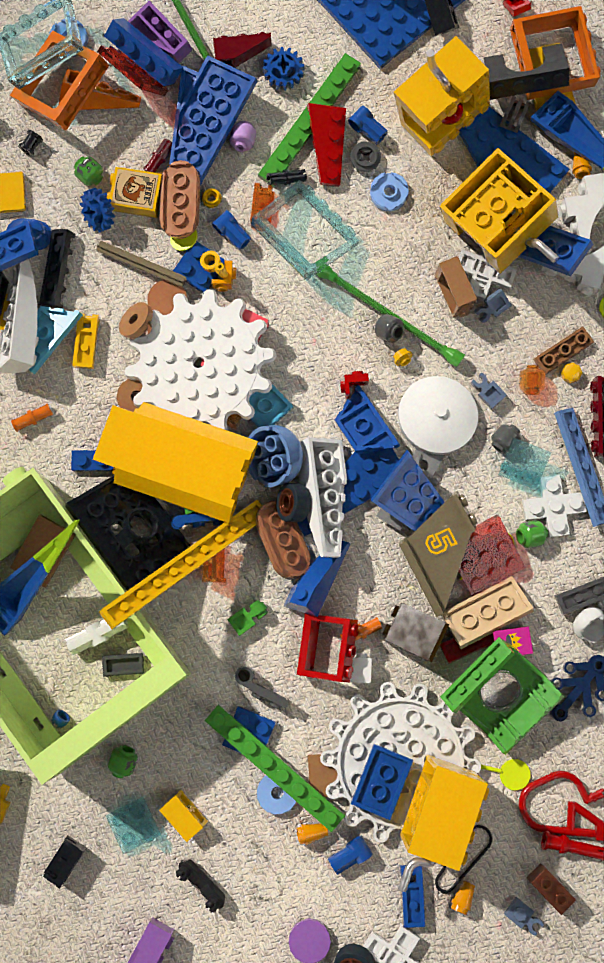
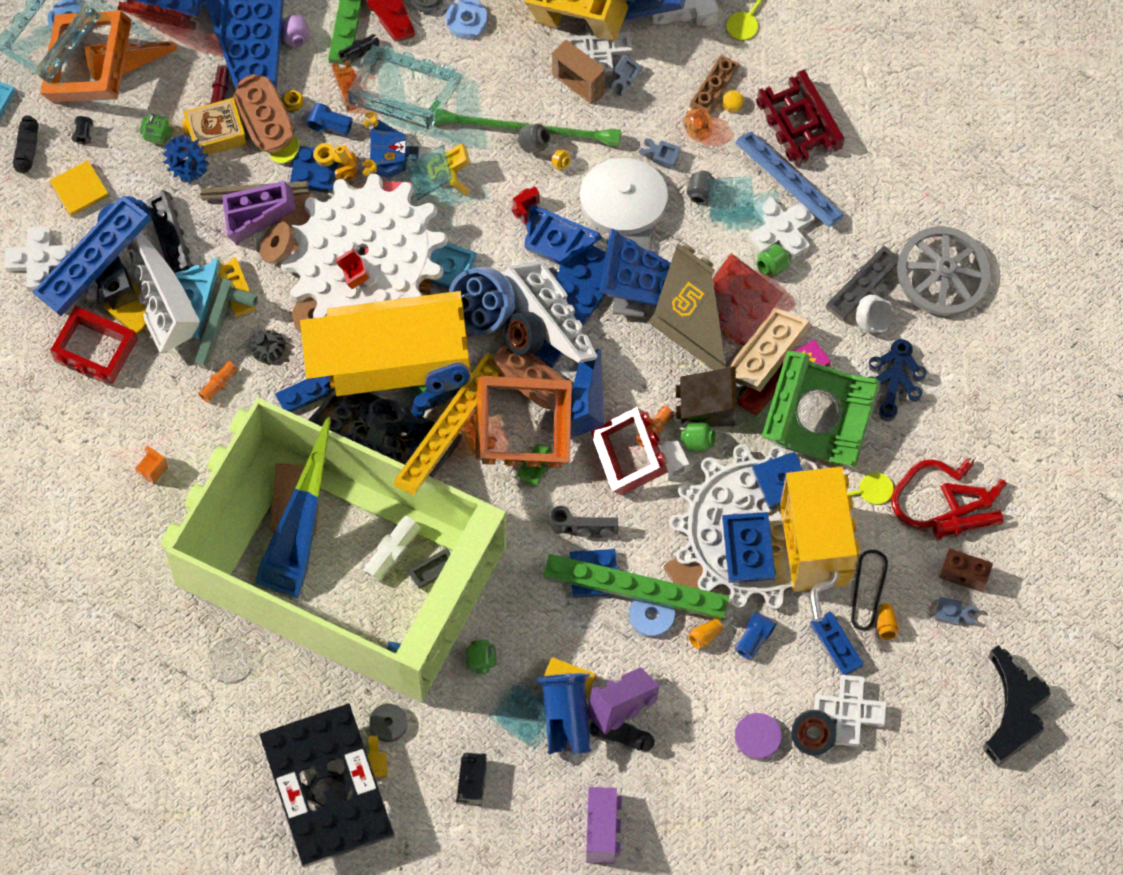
camera: 25 degrees left, 15 degrees down
(15, 782) = (388, 712): none -> dark grey piece
(70, 348) = (226, 294): none -> sand green piece
(90, 412) = (275, 351): none -> dark grey gear
(131, 283) = (256, 208): none -> medium lavender wedge
(163, 849) = (566, 712): none -> blue piece
(180, 379) = (354, 268): none -> red bracket
(208, 515) = (446, 377): none -> blue plate
(214, 863) = (622, 699): none -> medium lavender wedge
(263, 624) = (562, 421): none -> orange piece
(264, 280) = (387, 149): none -> blue torso
(288, 317) = (428, 172): none -> clear light blue hinge
(308, 318) = (457, 160): none -> yellow plate
(391, 660) = (698, 437): none -> bright green head
(439, 734) = (772, 476): none -> blue plate

